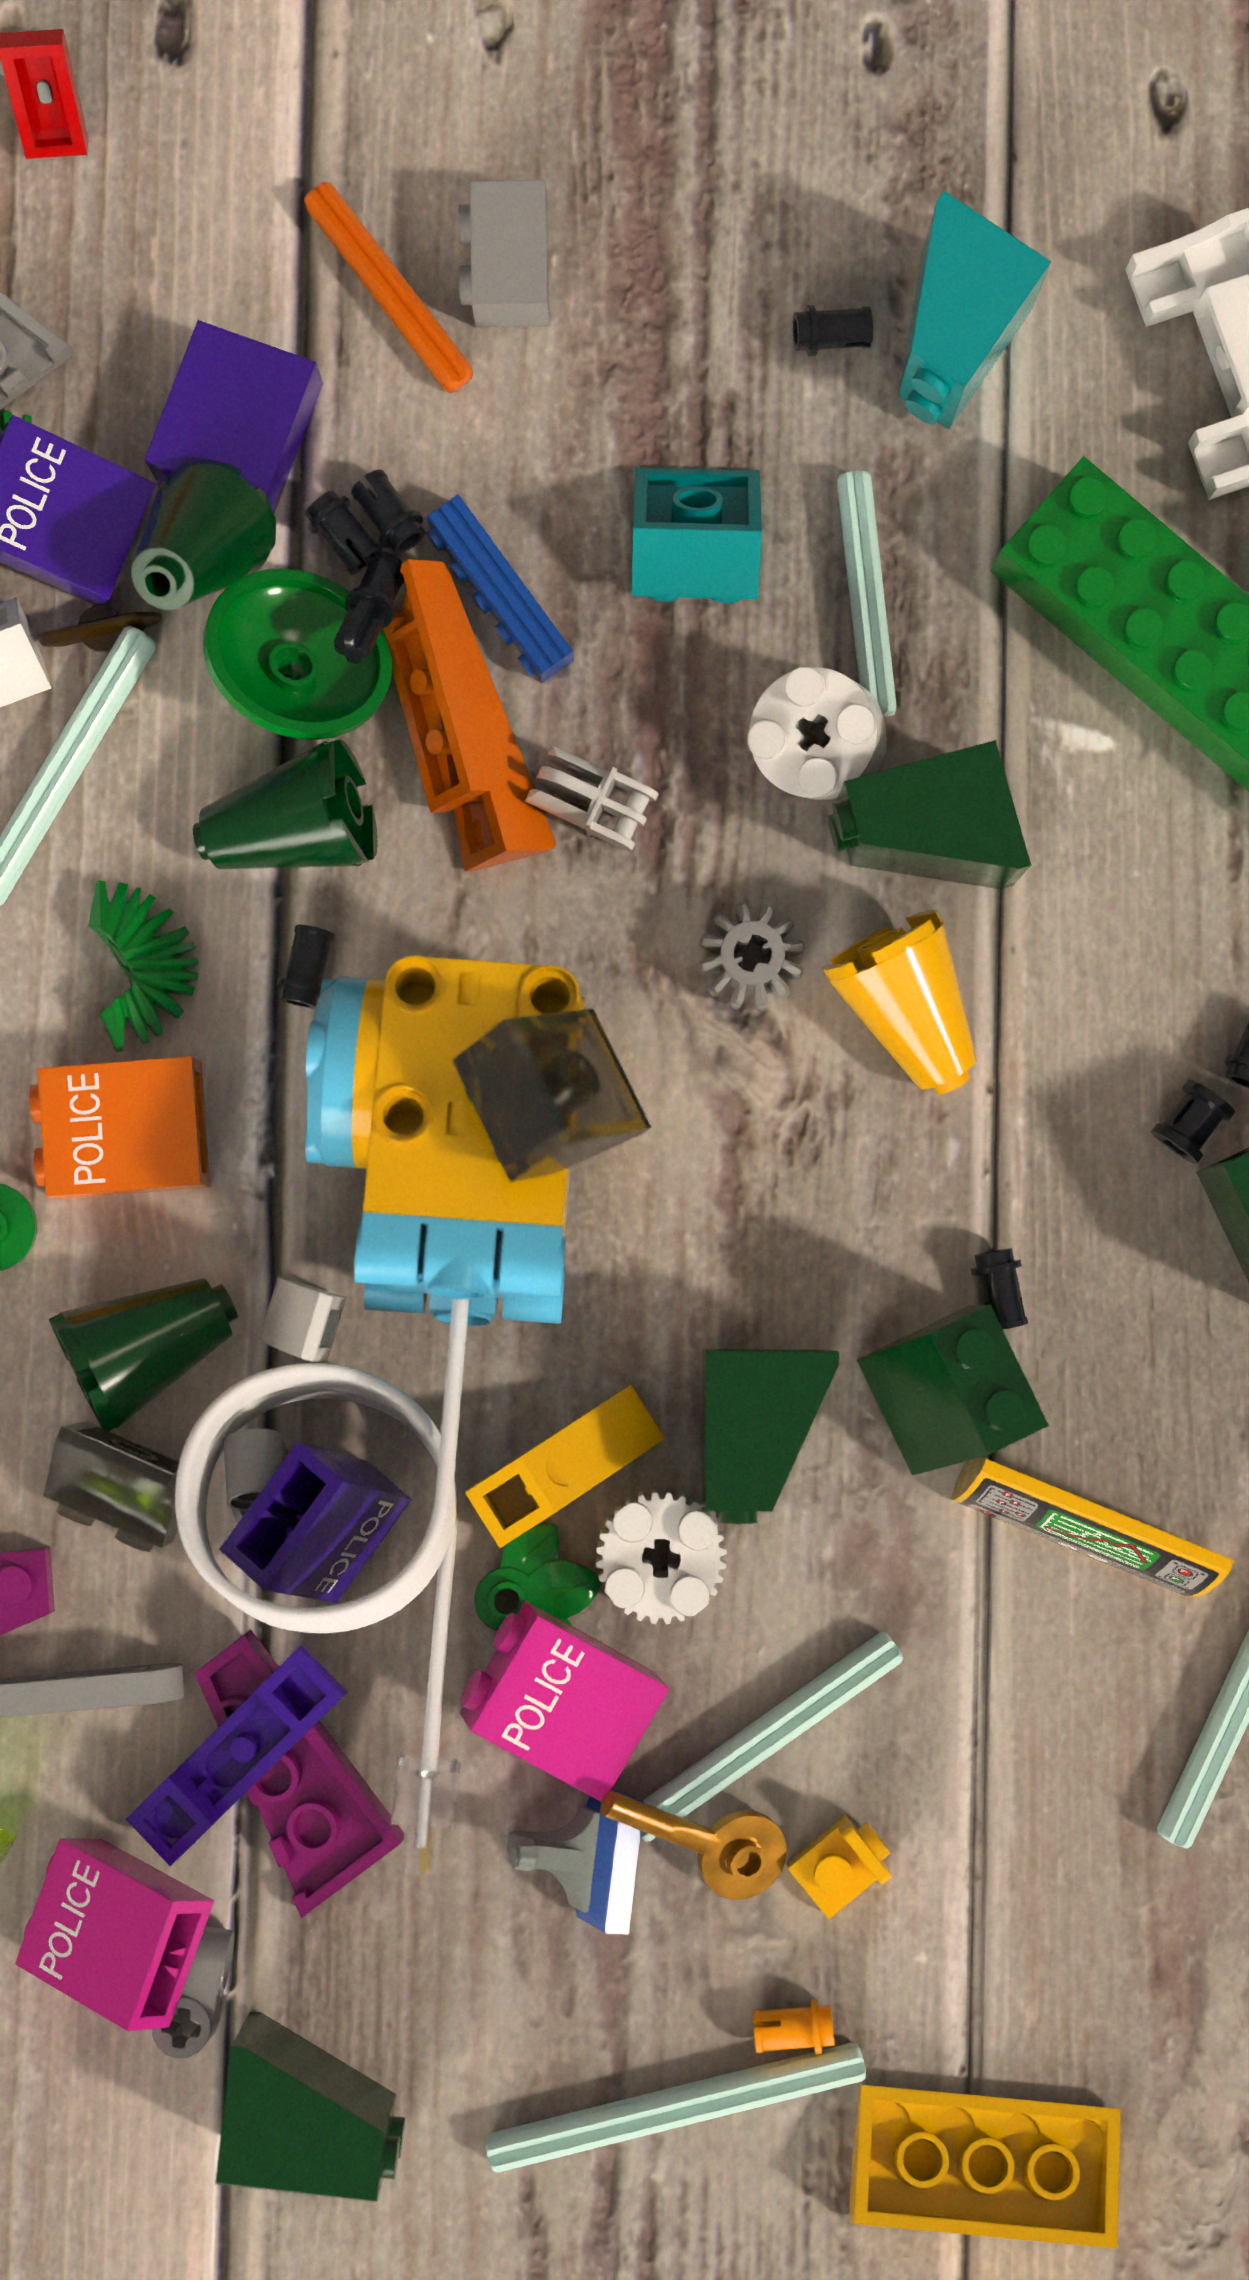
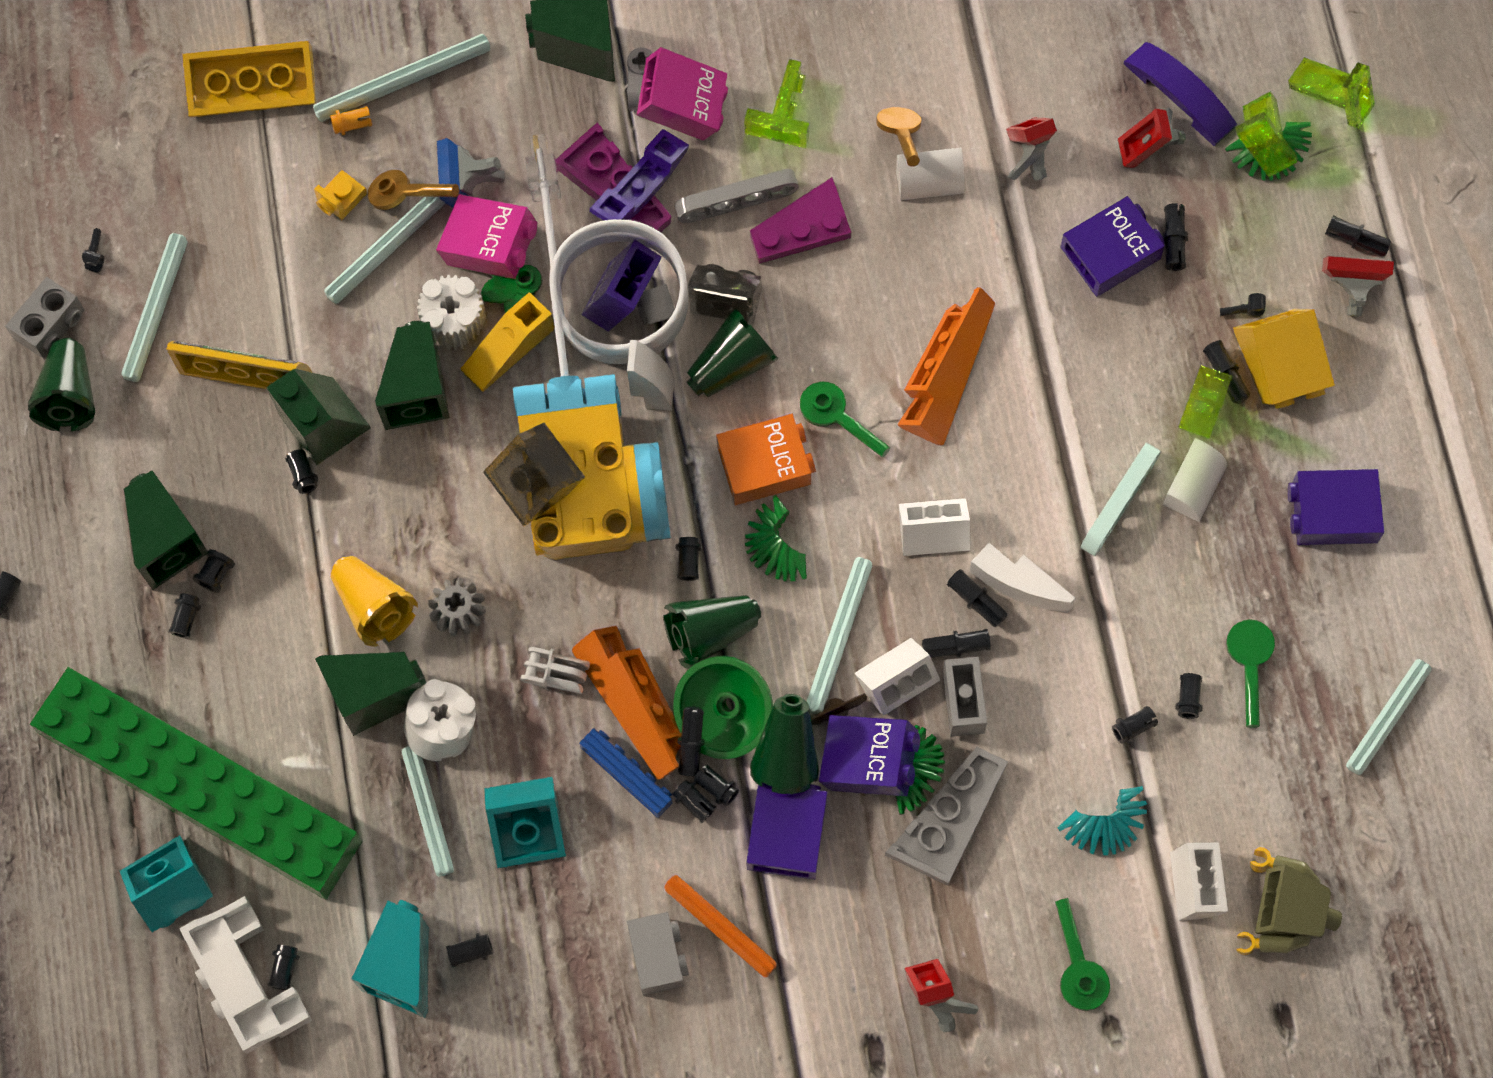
camera: 170 degrees right, 15 degrees down
(1159, 377) = (283, 967): none -> black pin

